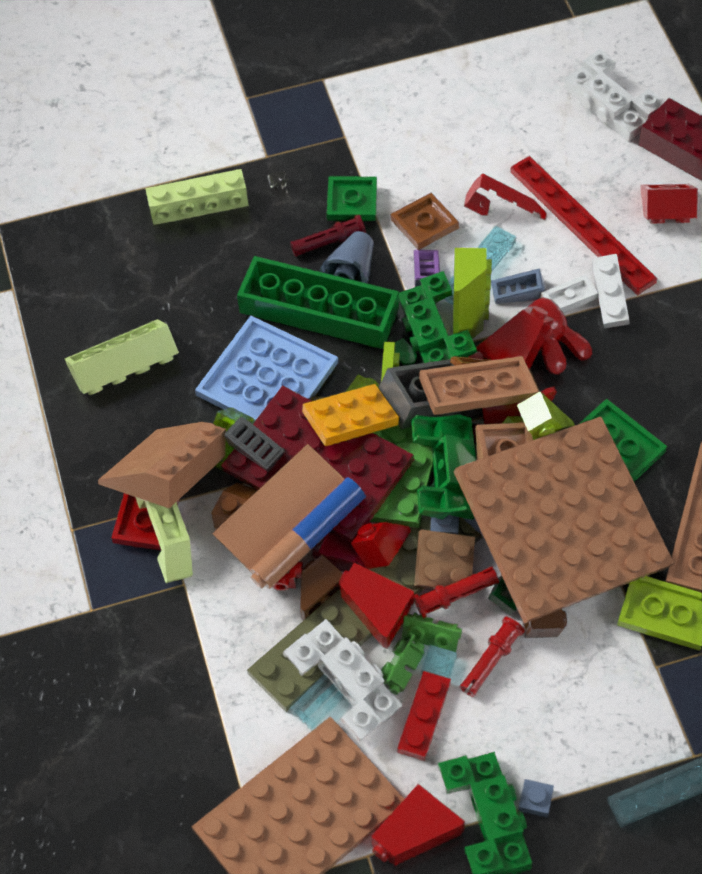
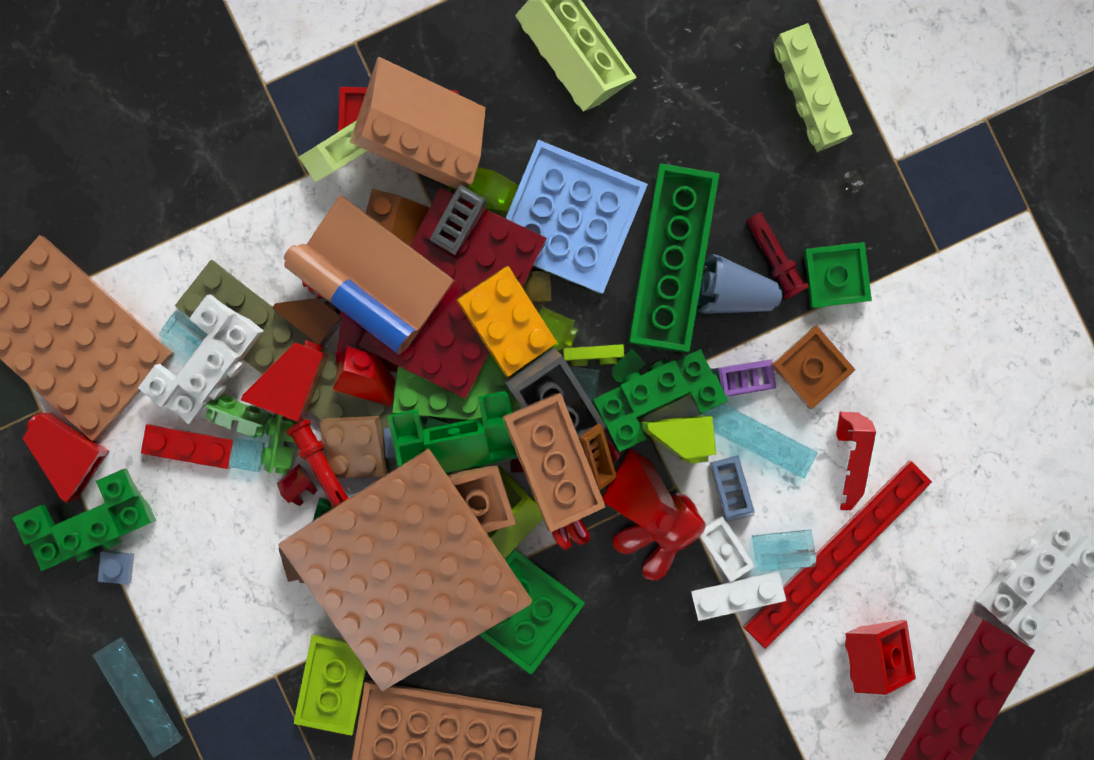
camera: 75 degrees right, 30 degrees up
(473, 620) = (294, 484): none -> dark red tile
(499, 646) = (269, 514): red pin -> none
(543, 416) = (519, 542): slope -> none
(574, 255) = (784, 550): none -> clear light blue slope

